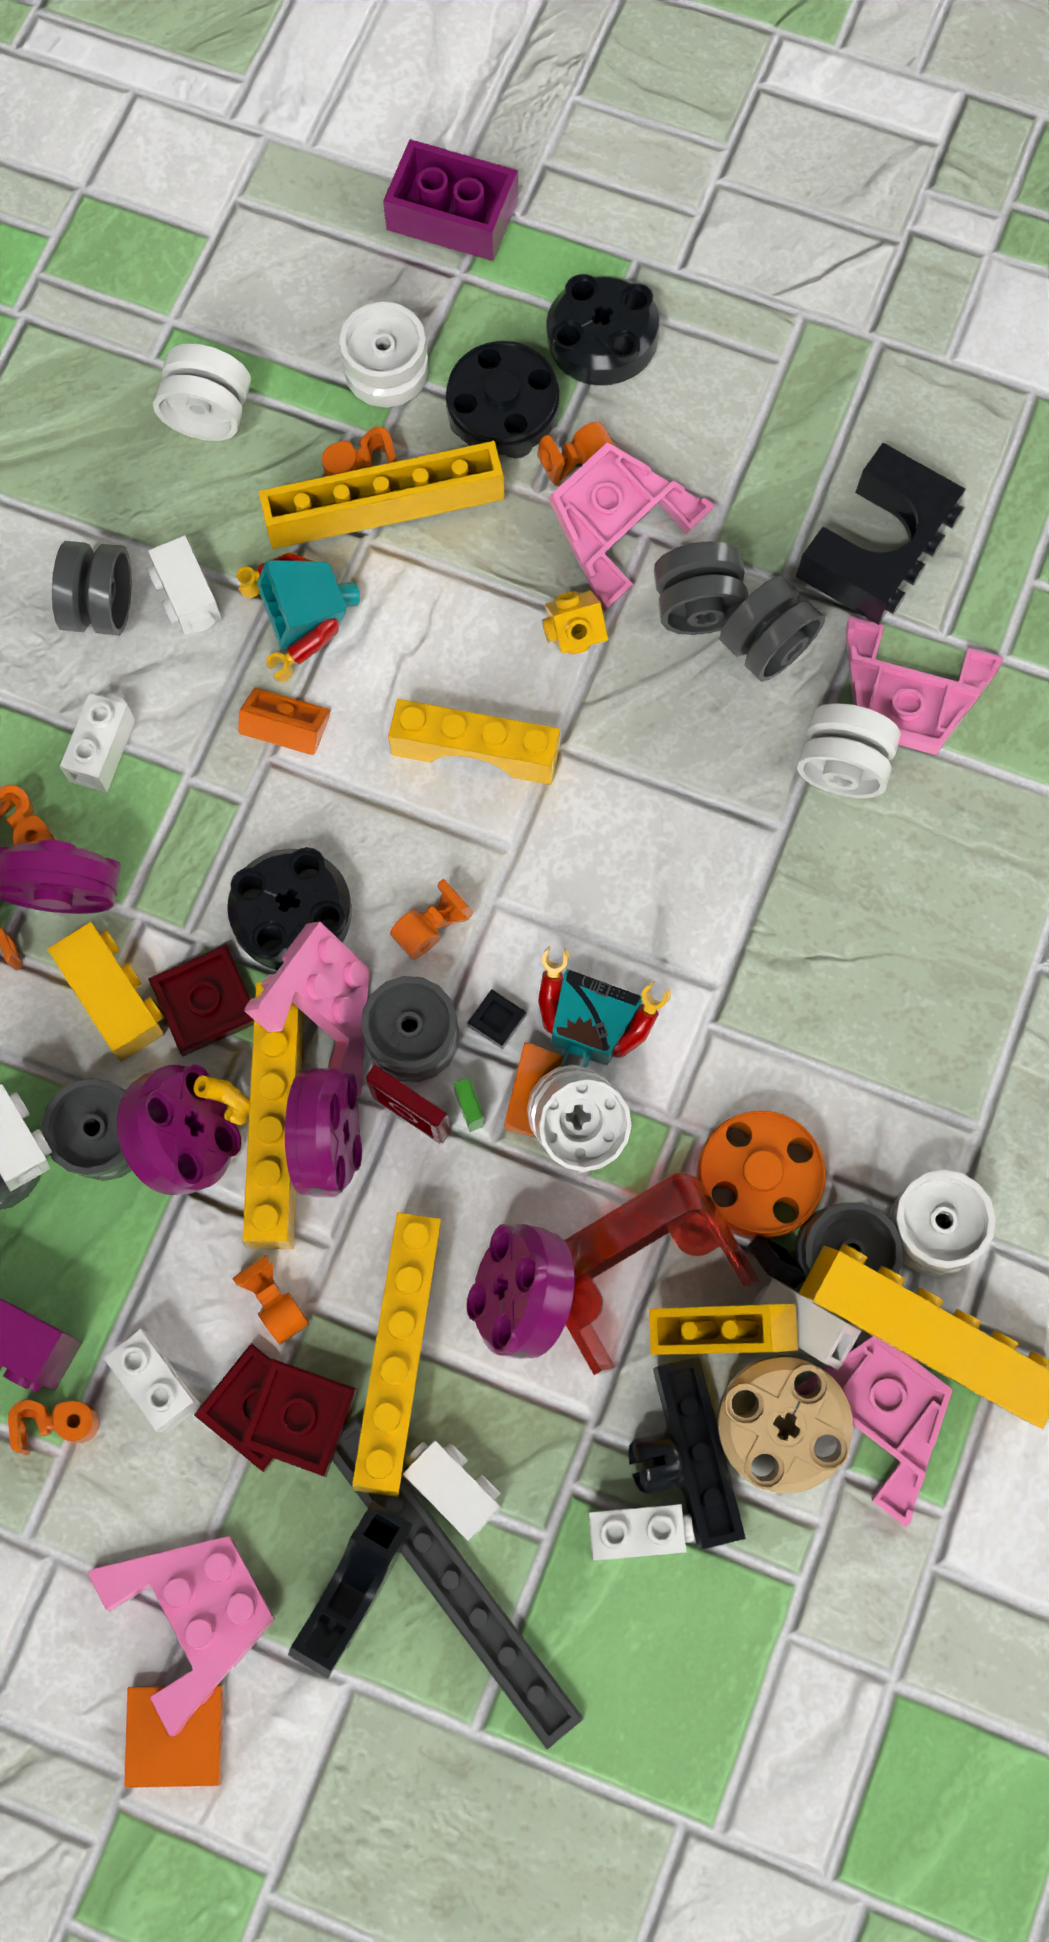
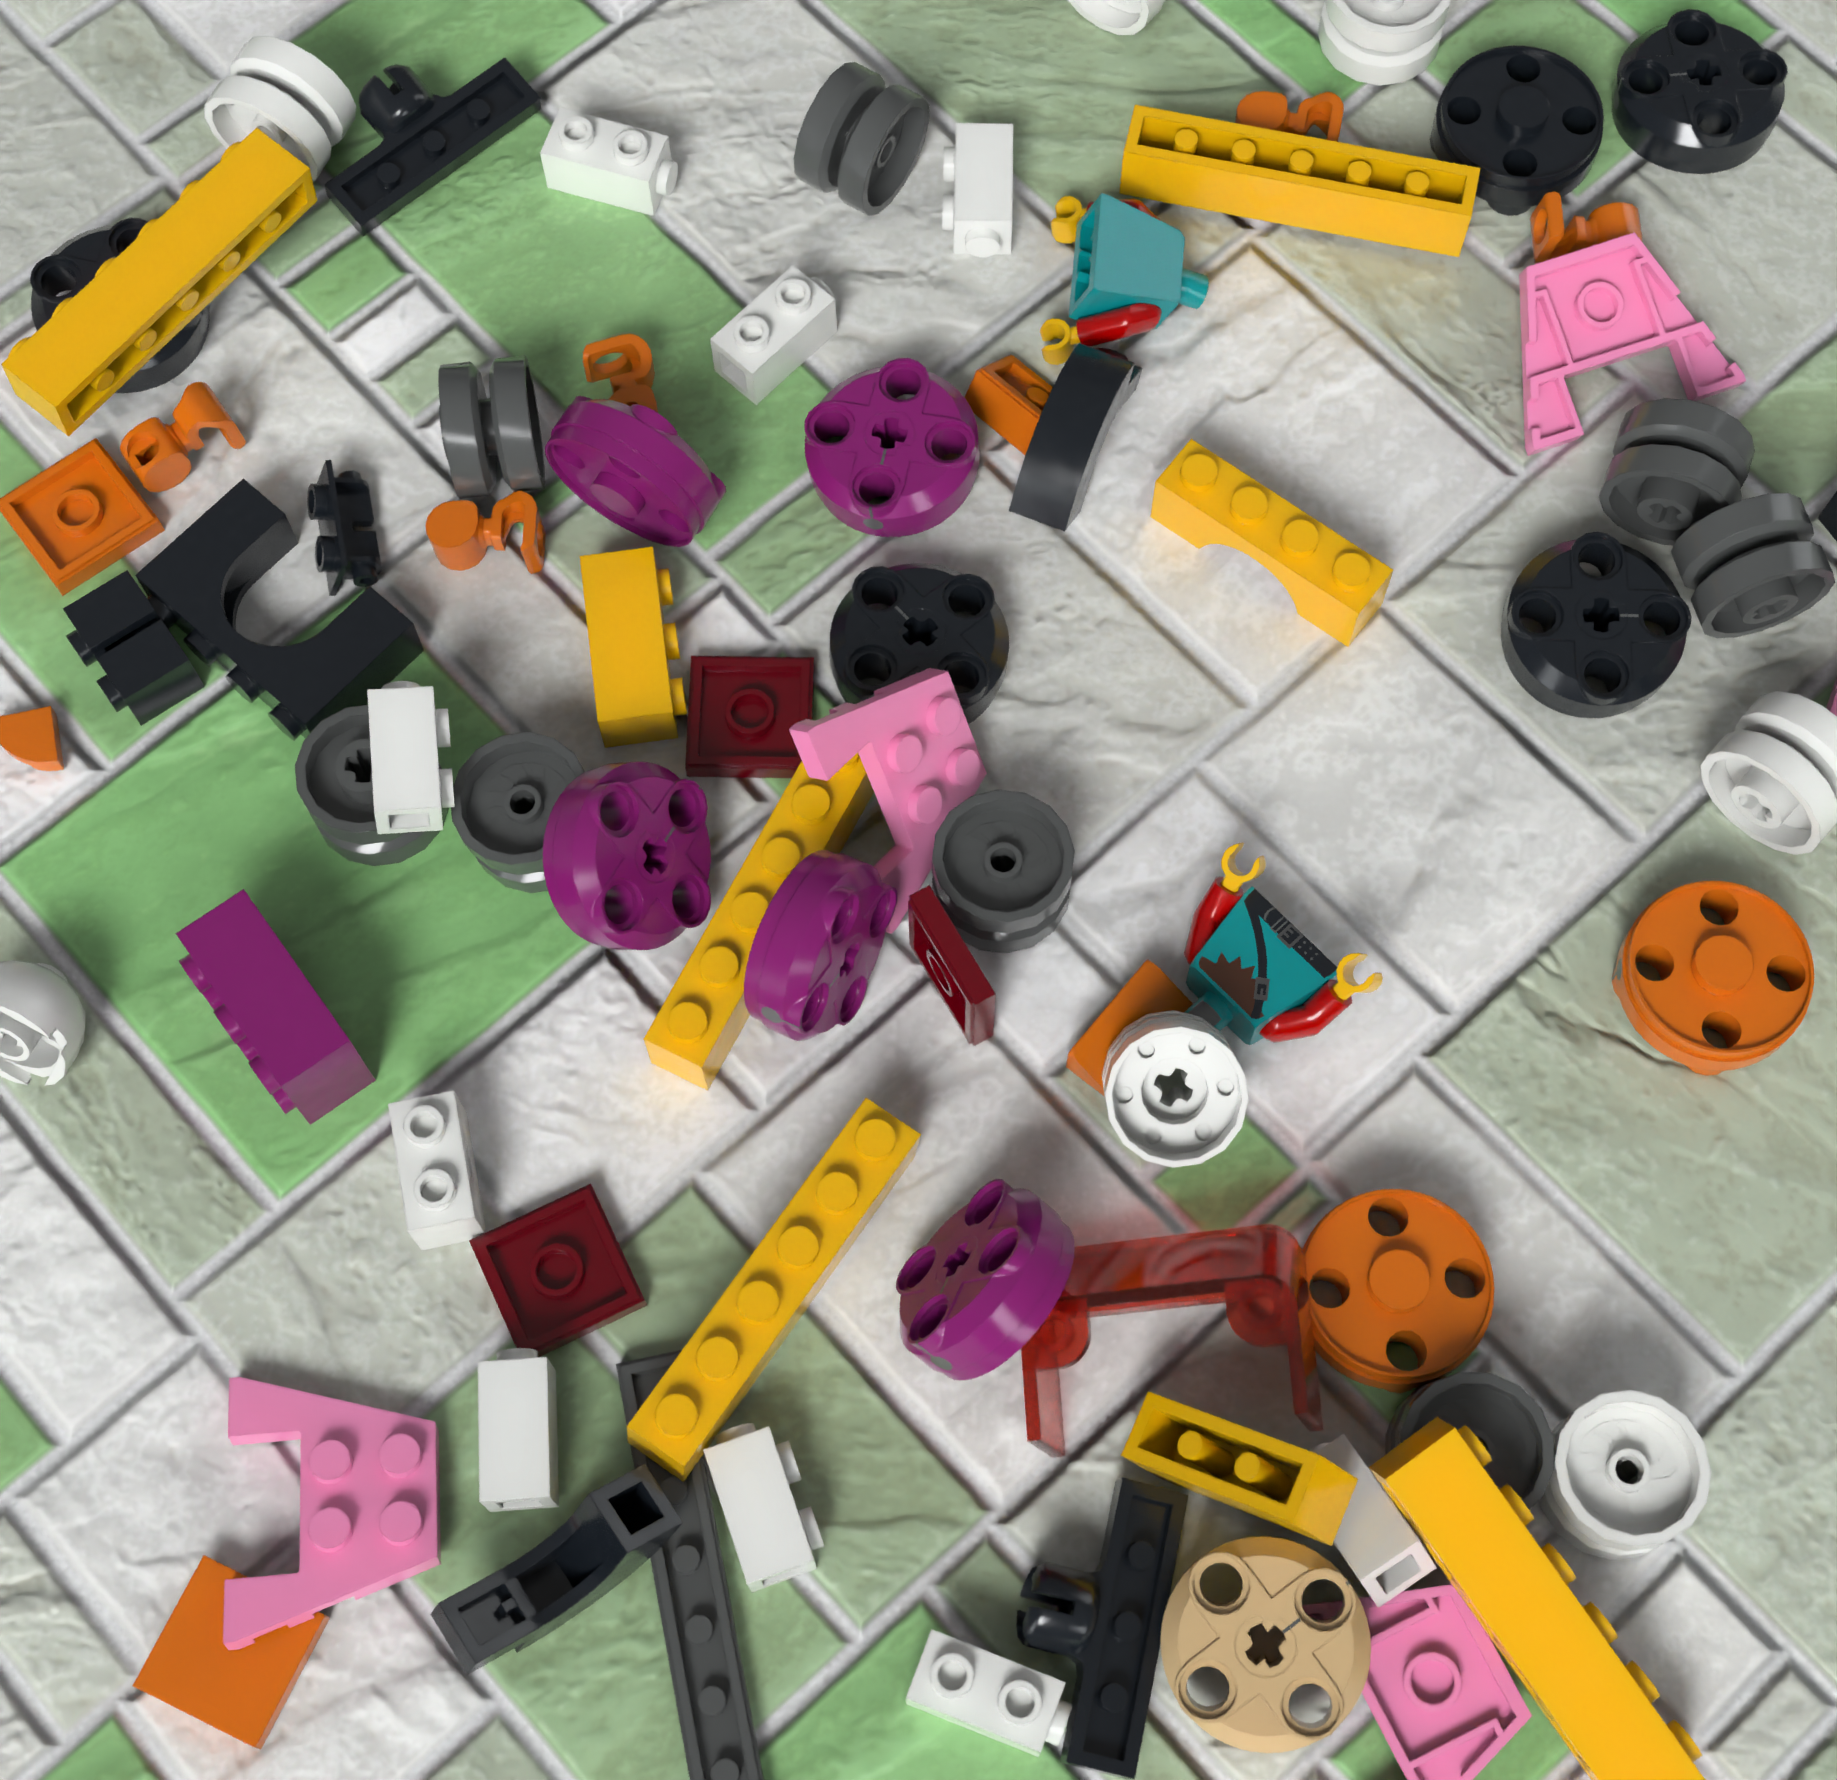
camera: 25 degrees right, 5 degrees down
(70, 1420) = (306, 1167): orange leg -> none
(210, 786) = (892, 449): none -> magenta piece
(227, 1093) = (716, 838): yellow arm -> none
(279, 1311) = (648, 1159): orange leg -> none
(283, 1517) = (517, 1432): none -> white brick
(298, 1417) = (604, 1309): dark red tile -> none
(321, 726) = (1071, 434): none -> black arch
(419, 931) = (1076, 754): orange leg -> none
(469, 1104) = (1033, 1007): bright green tile -> none
(497, 1019) = (1126, 915): black tile -> none
(574, 622) = (1491, 463): yellow brick -> none
(694, 707) = (1593, 627): none -> black piece
(776, 1261) = (1359, 1415): black tile -> none
(860, 894) = (1715, 975): none -> orange piece

